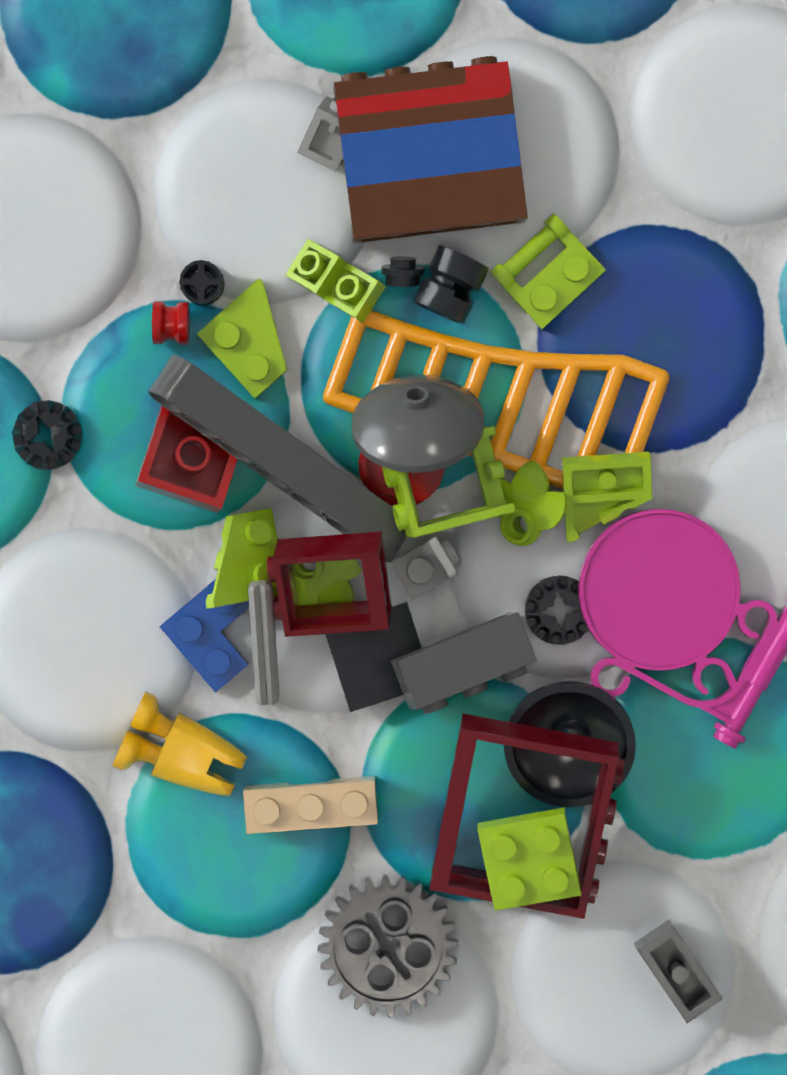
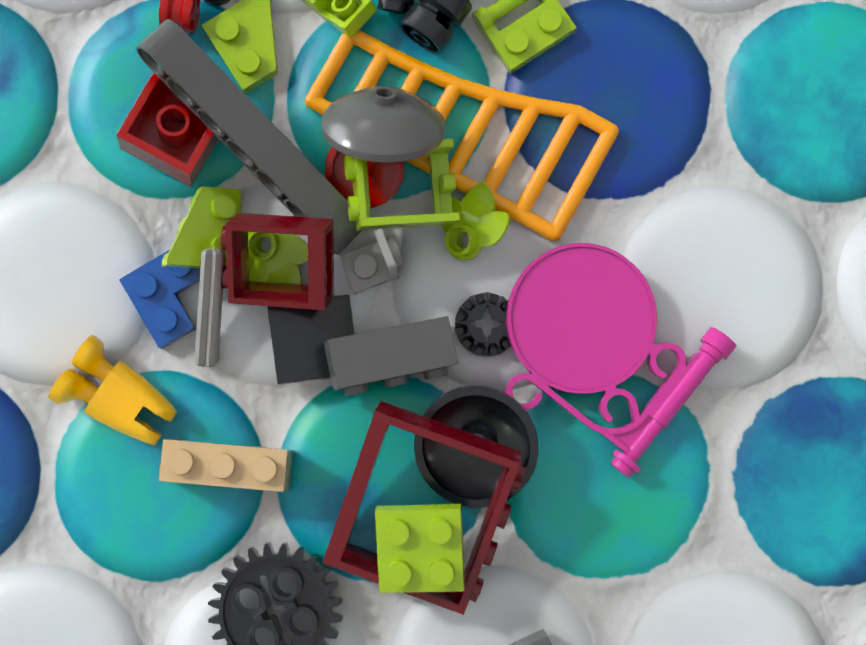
camera: 15 degrees right, 5 degrees down
(66, 442) = (66, 102): black gear -> none
(603, 488) = (543, 217): lime wing -> none

